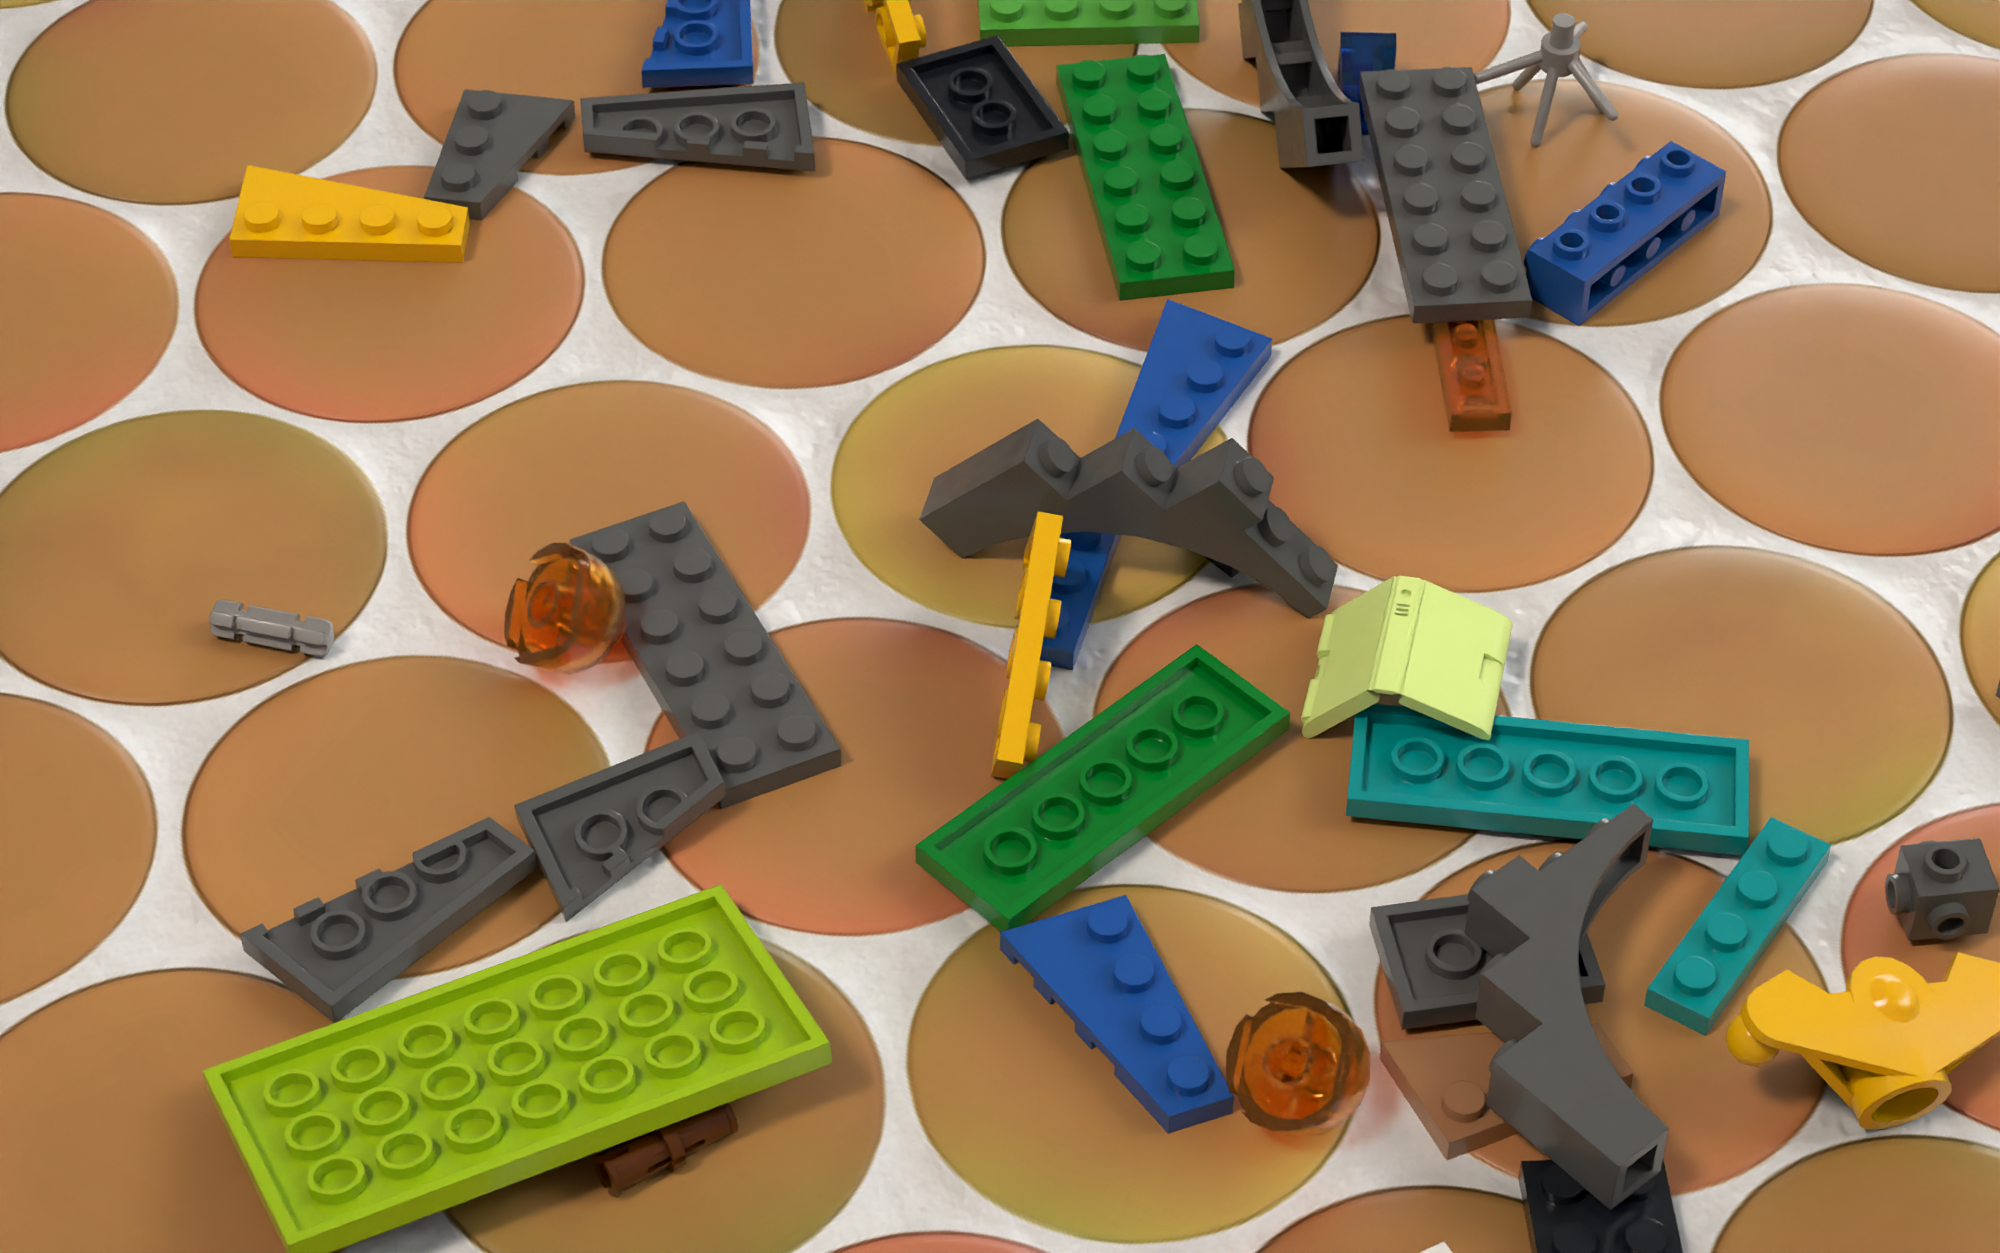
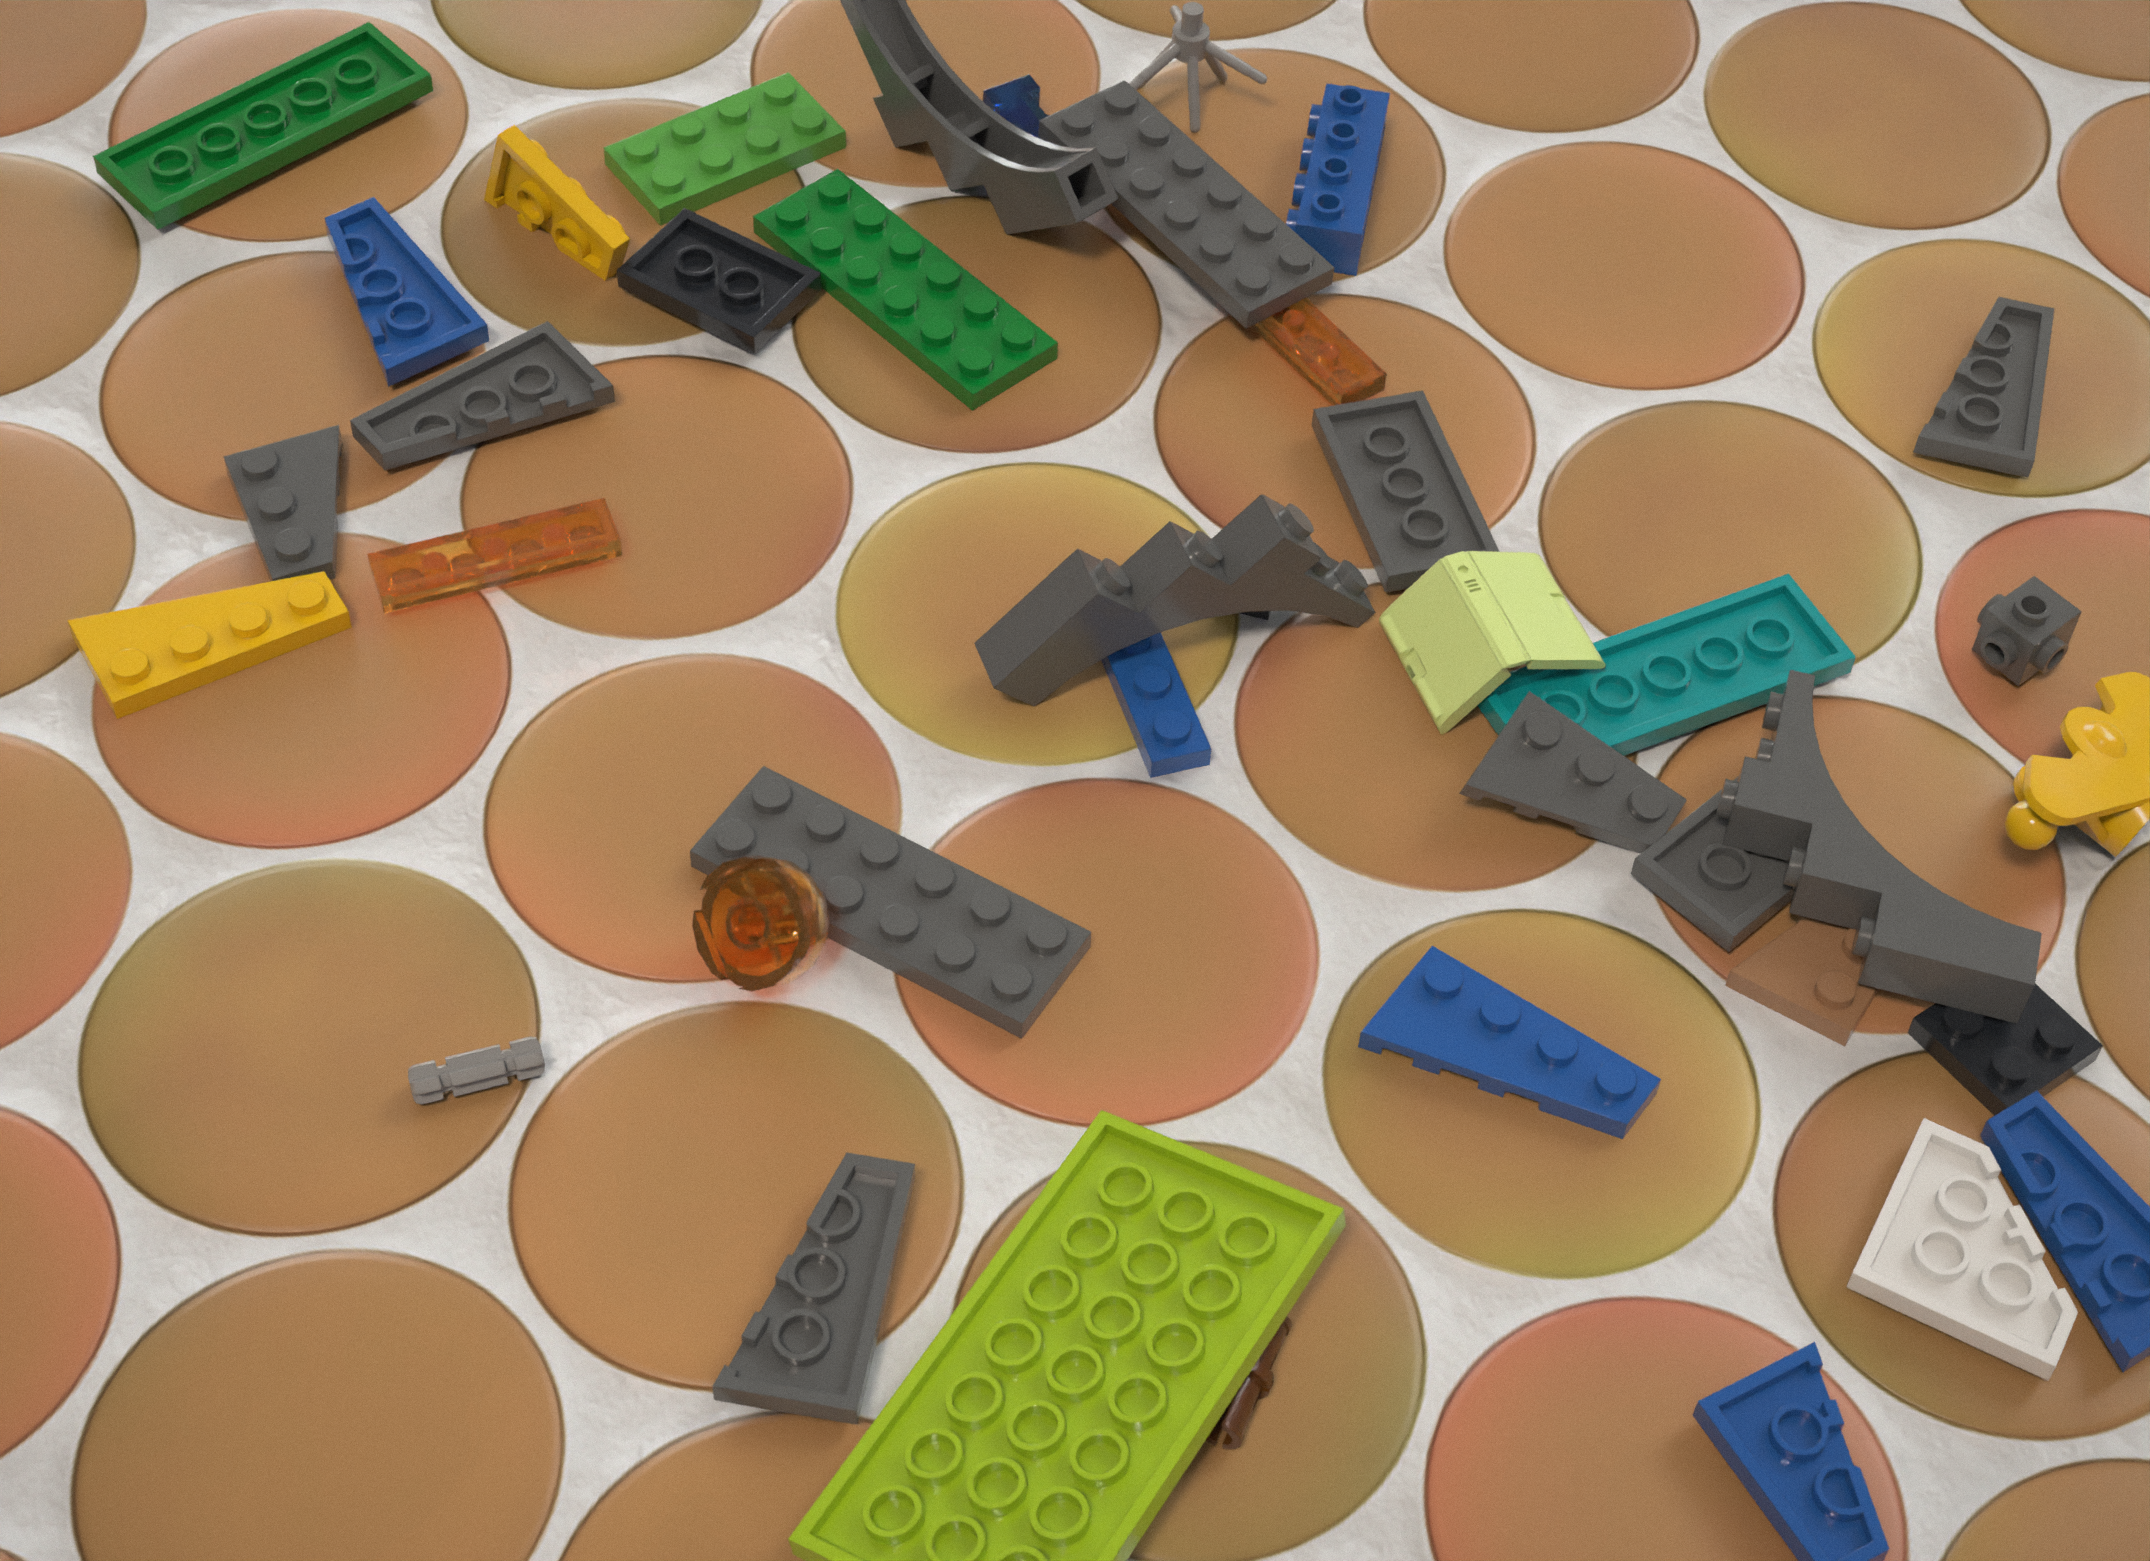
camera: 35 degrees left, 5 degrees up
(611, 249) = (494, 555): none -> clear orange plate
(617, 818) = (956, 1096): dark grey wing -> none
(1038, 617) = (1199, 765): yellow wing -> none
(1101, 789) = (1334, 863): green plate -> none
(1191, 379) = (1097, 466): blue wing -> none
(1298, 1065) = (1711, 1026): clear orange cylinder -> none
(1368, 812) = (1567, 774): none -> dark grey wing
(1447, 508) = (1400, 485): none -> dark grey plate
(1737, 926) = (1894, 736): teal plate -> none

